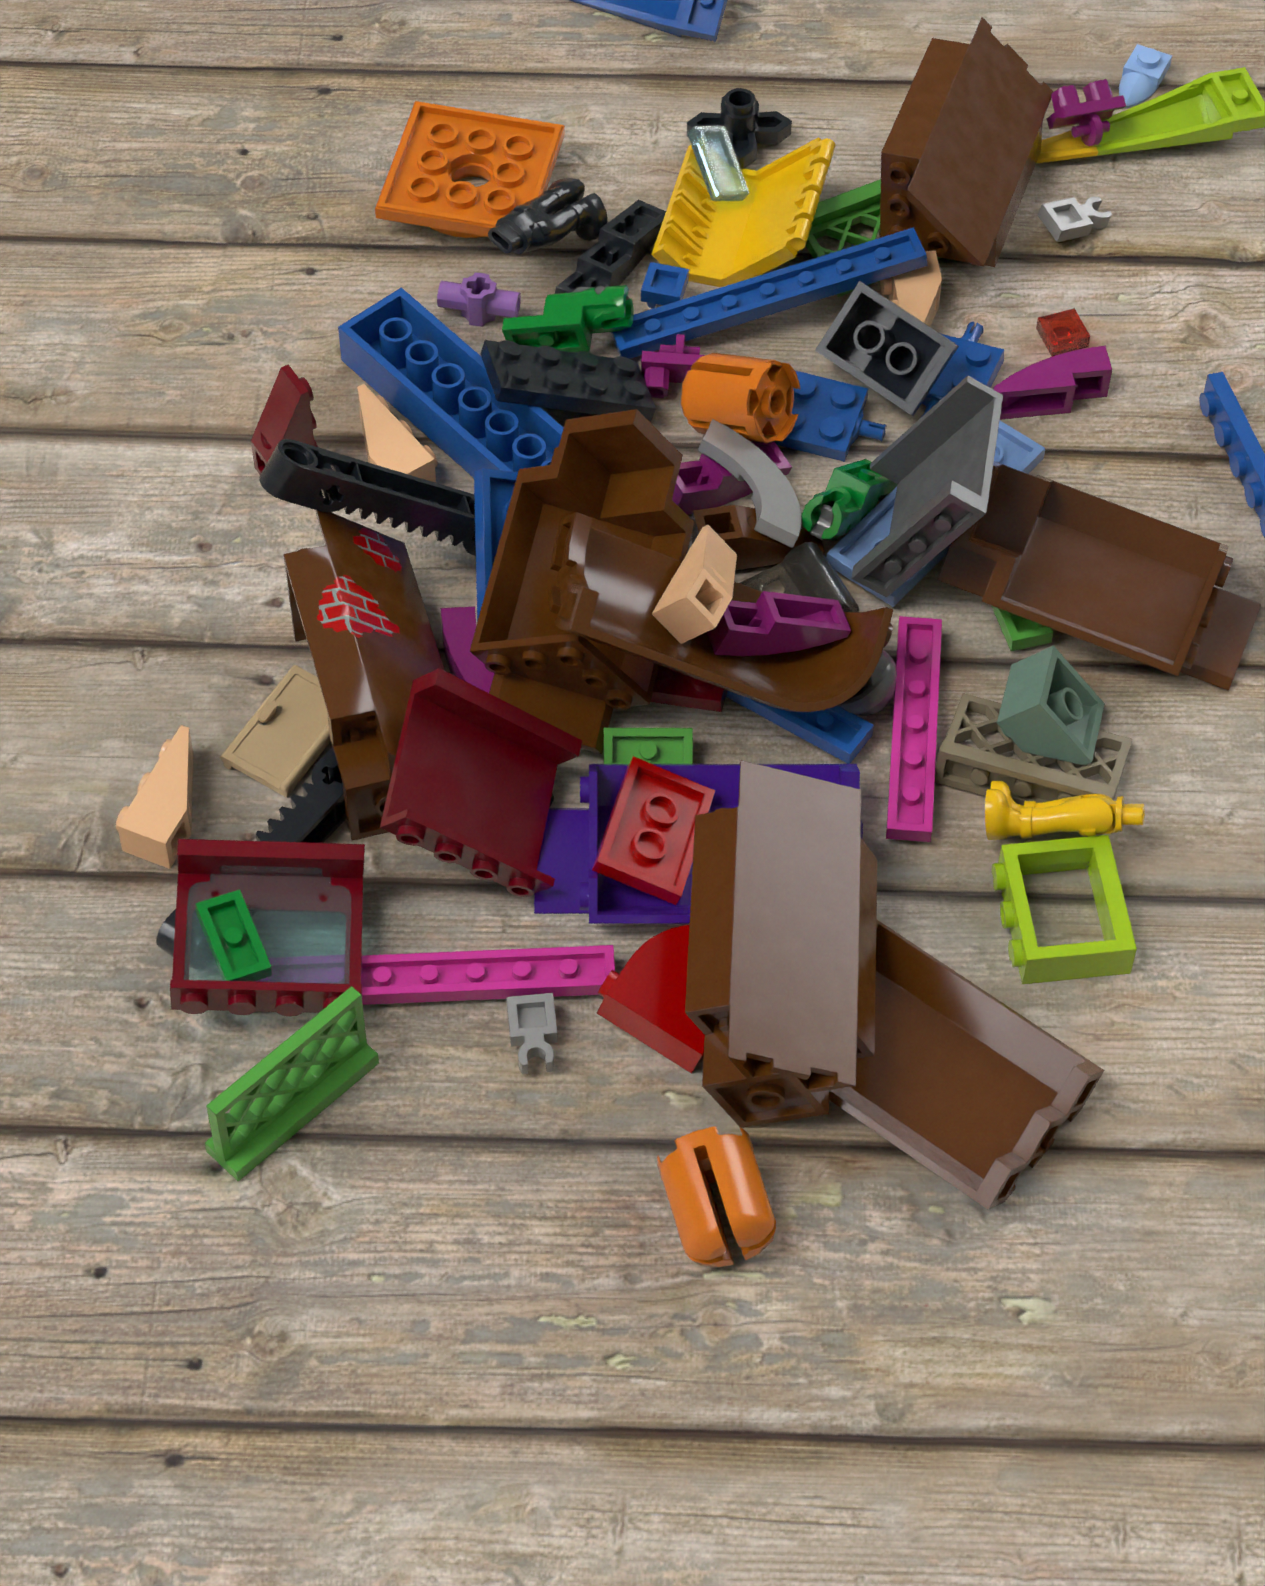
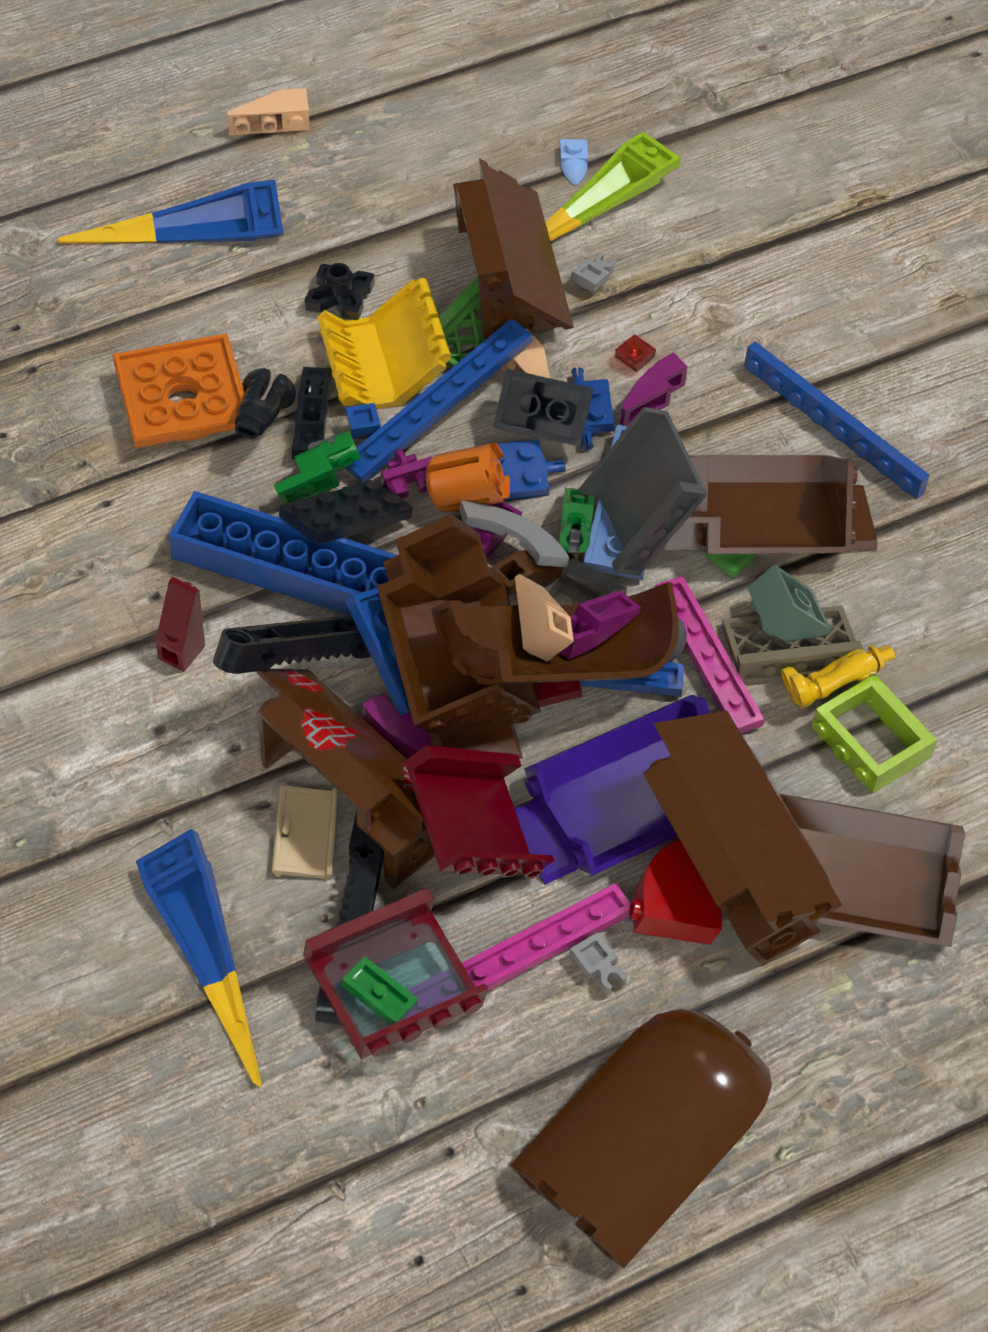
camera: 30 degrees left, 0 degrees up
(100, 741) = (187, 898): none -> blue plate
(162, 805) = (260, 922): light nougat slope -> none
(290, 1097) = (474, 1078): bright green fence -> none
(392, 441) = (245, 602): light nougat slope -> none
(454, 1242) = (647, 1129): none -> reddish brown panel
(478, 299) = (242, 478): medium lavender axle -> none
(648, 744) = (552, 740): bright green plate -> none
(652, 830) = (595, 795): red plate -> none
(687, 1174) = (790, 1018): orange cylinder -> none
(718, 163) = (346, 321): clear light blue tile -> none
(1088, 114) = (553, 200): magenta hips -> none

